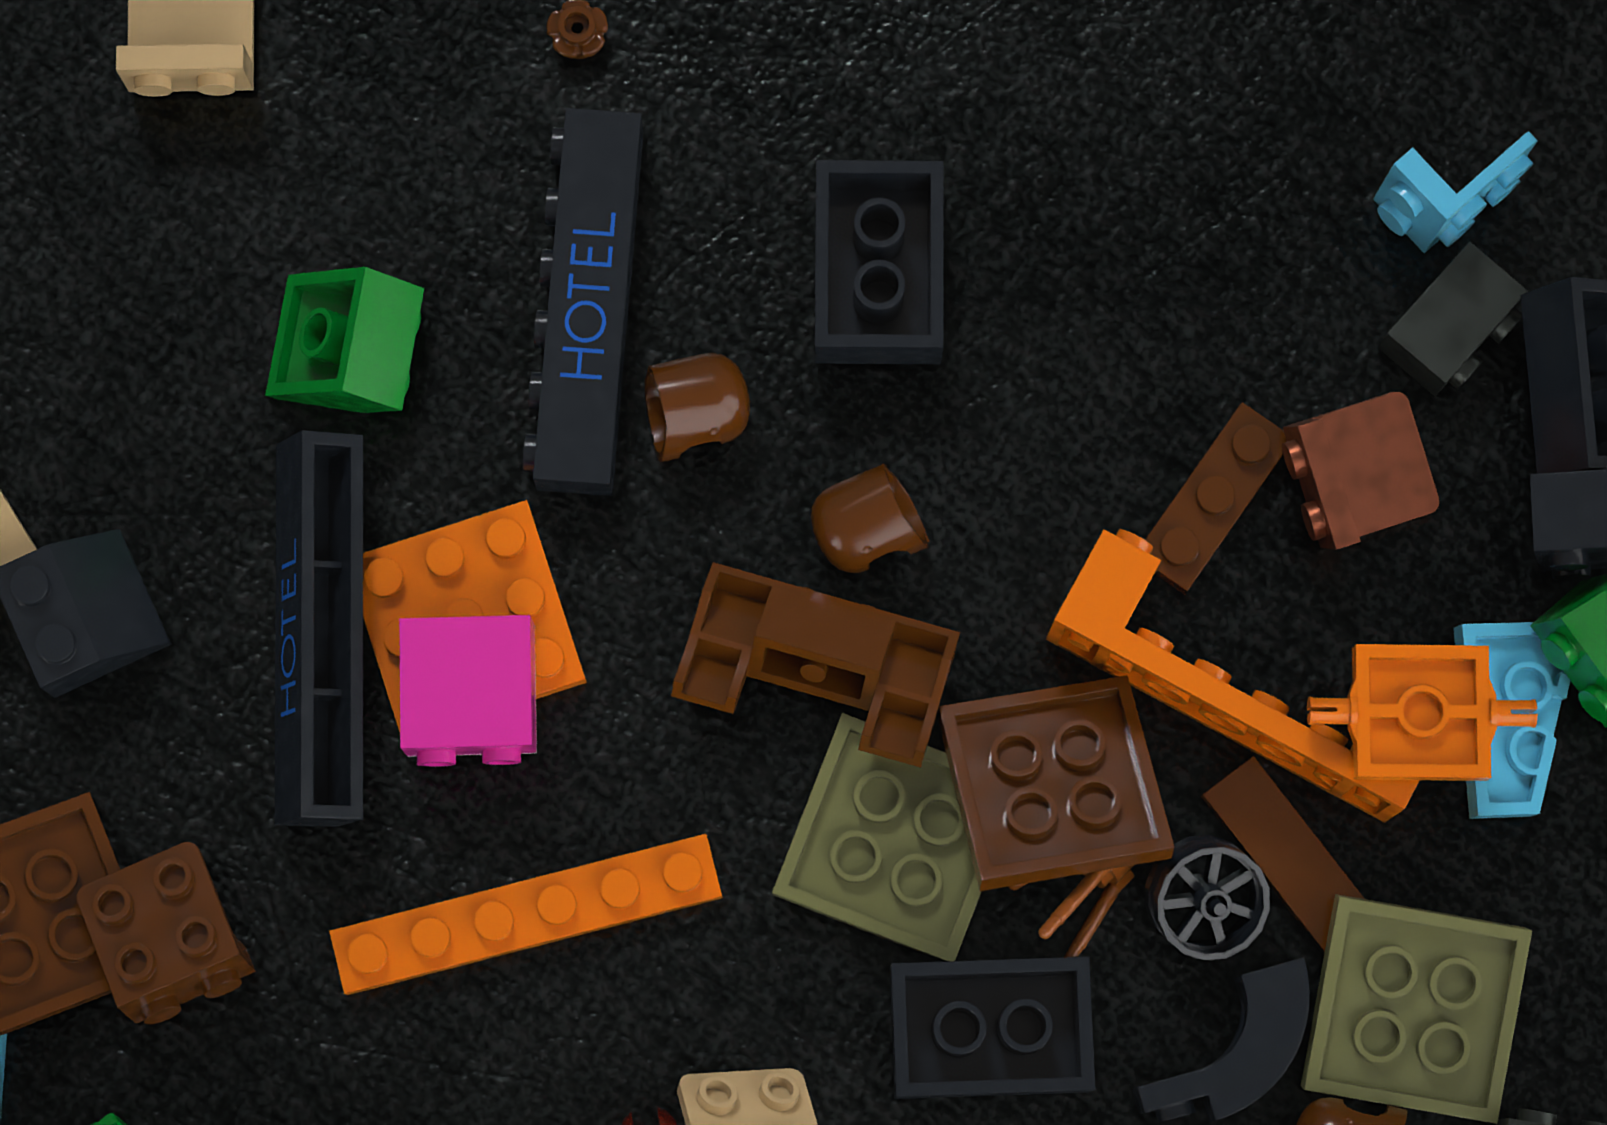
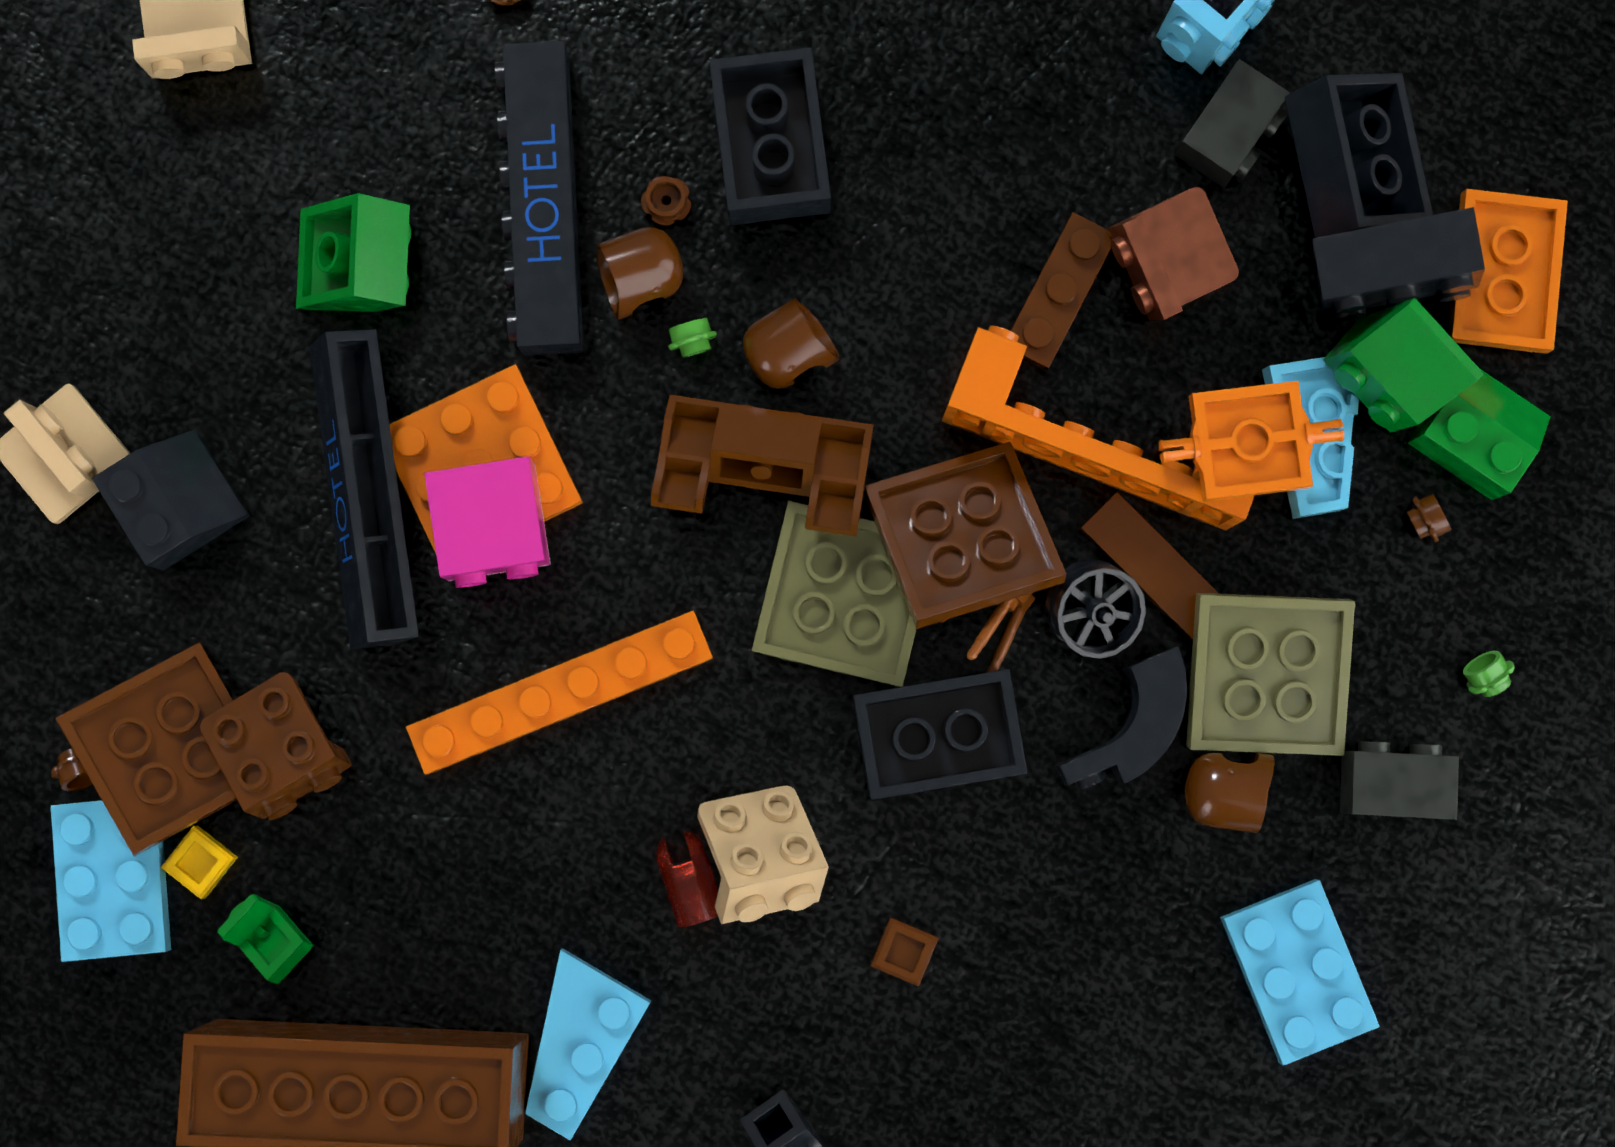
camera: 10 degrees left, 5 degrees up
(48, 1066) = (199, 862): none -> yellow tile
(740, 306) = (666, 187): none -> reddish brown plate
(749, 495) = (692, 337): none -> bright green plate

